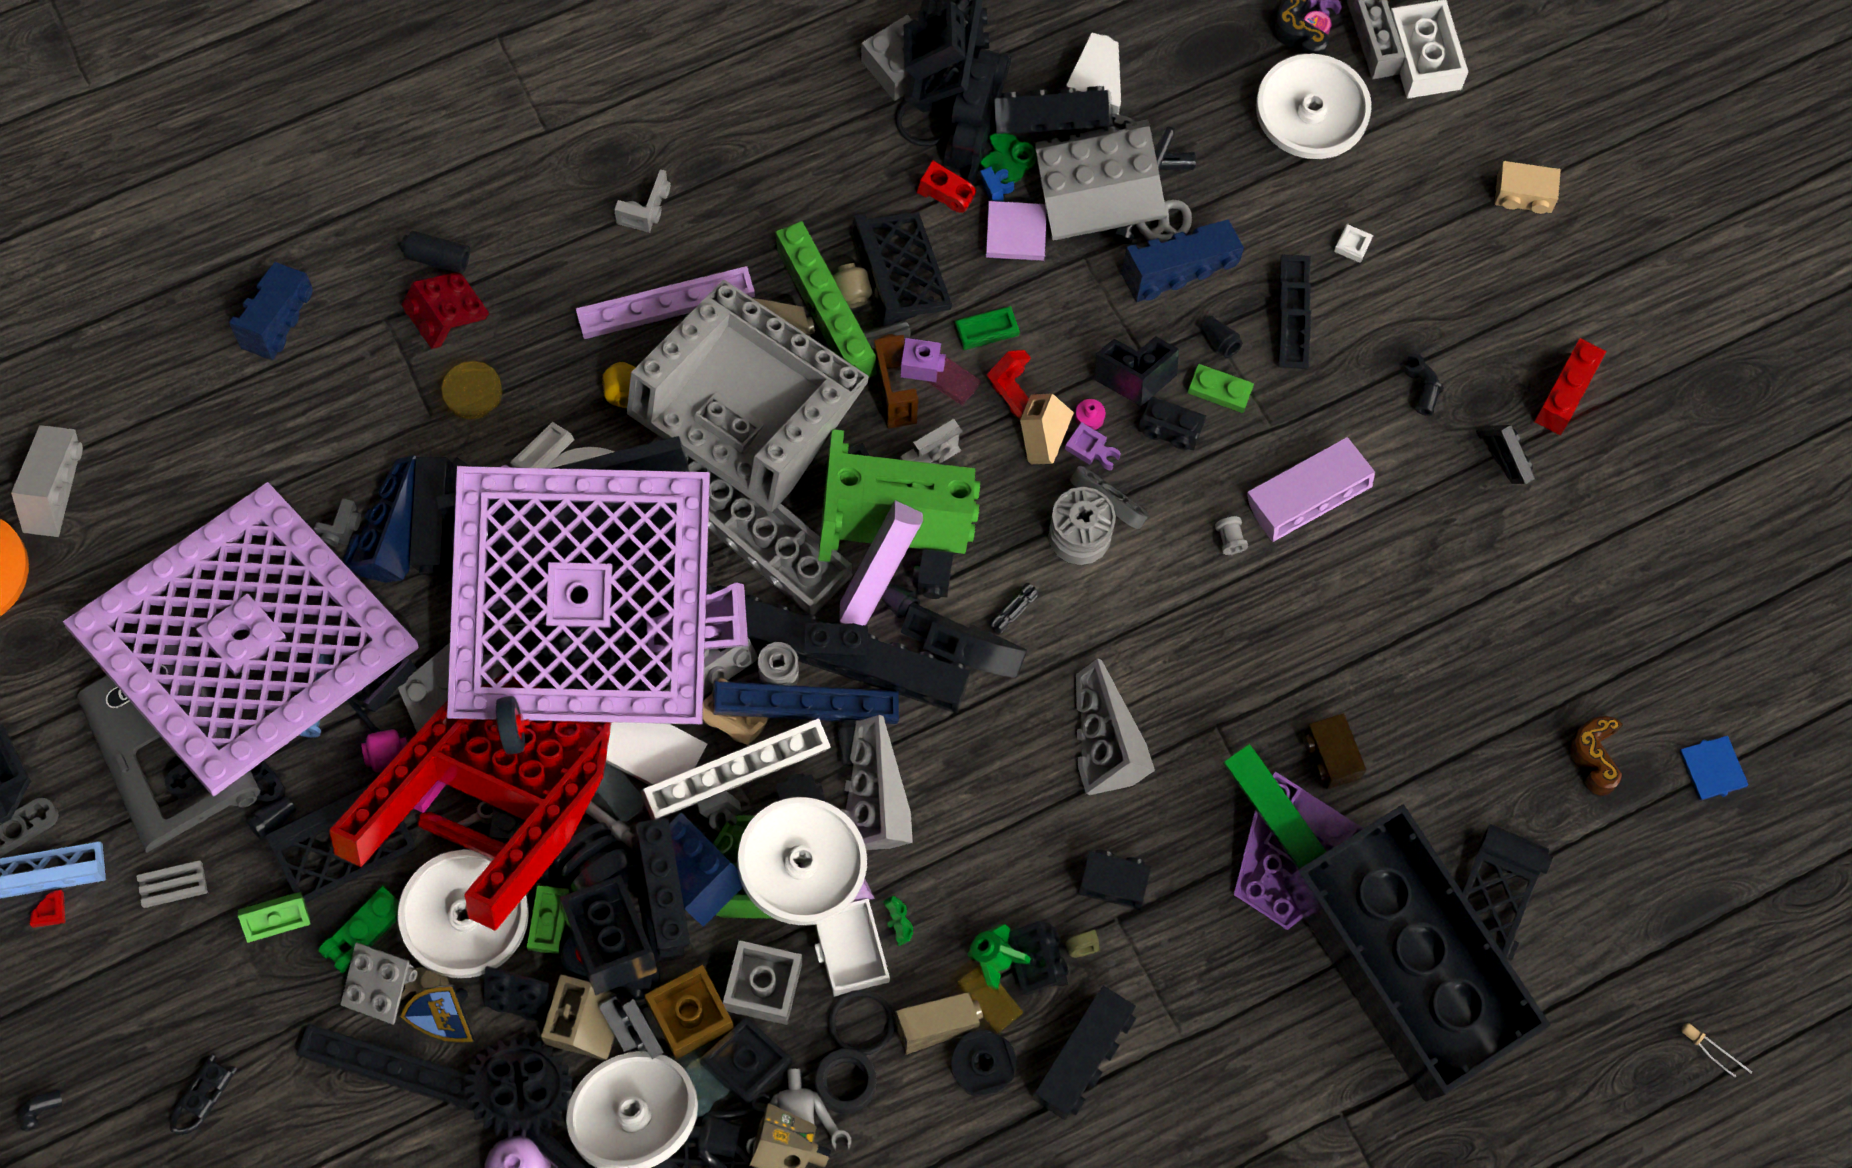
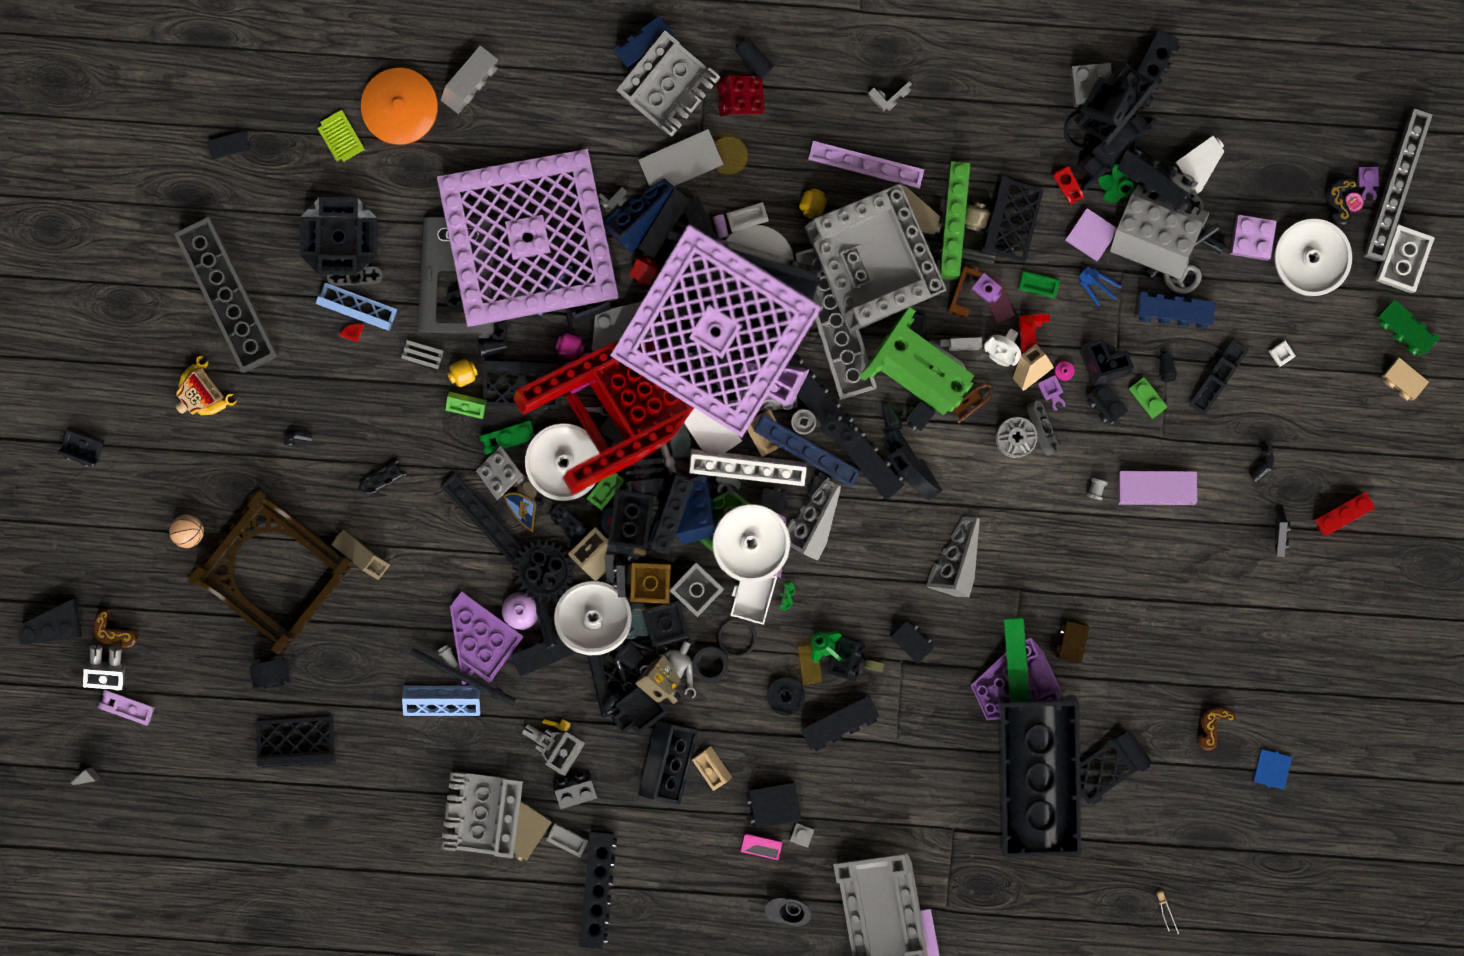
camera: 30 degrees right, 20 degrees up
(244, 874) = (462, 373): none -> yellow head
(330, 339) = (666, 83): none -> light grey slope
(410, 424) = (682, 160): none -> light grey tile
(435, 591) = (645, 270): none -> red brick
(510, 725) = (640, 383): black wheel -> none
(880, 564) = (888, 400): lavender brick -> none
(937, 1021) = (775, 662): dark tan slope -> none
(992, 184) = (1095, 199): blue tile -> none
(992, 425) = (1003, 349): none -> white tile
(995, 513) = (974, 399): none -> reddish brown piece
(1013, 608) = (951, 460): black axle -> none
(1047, 282) = (1089, 276): none -> blue plant
(1222, 125) = (1252, 237): none -> lavender brick
(1488, 127) = (1406, 328): none -> green wedge

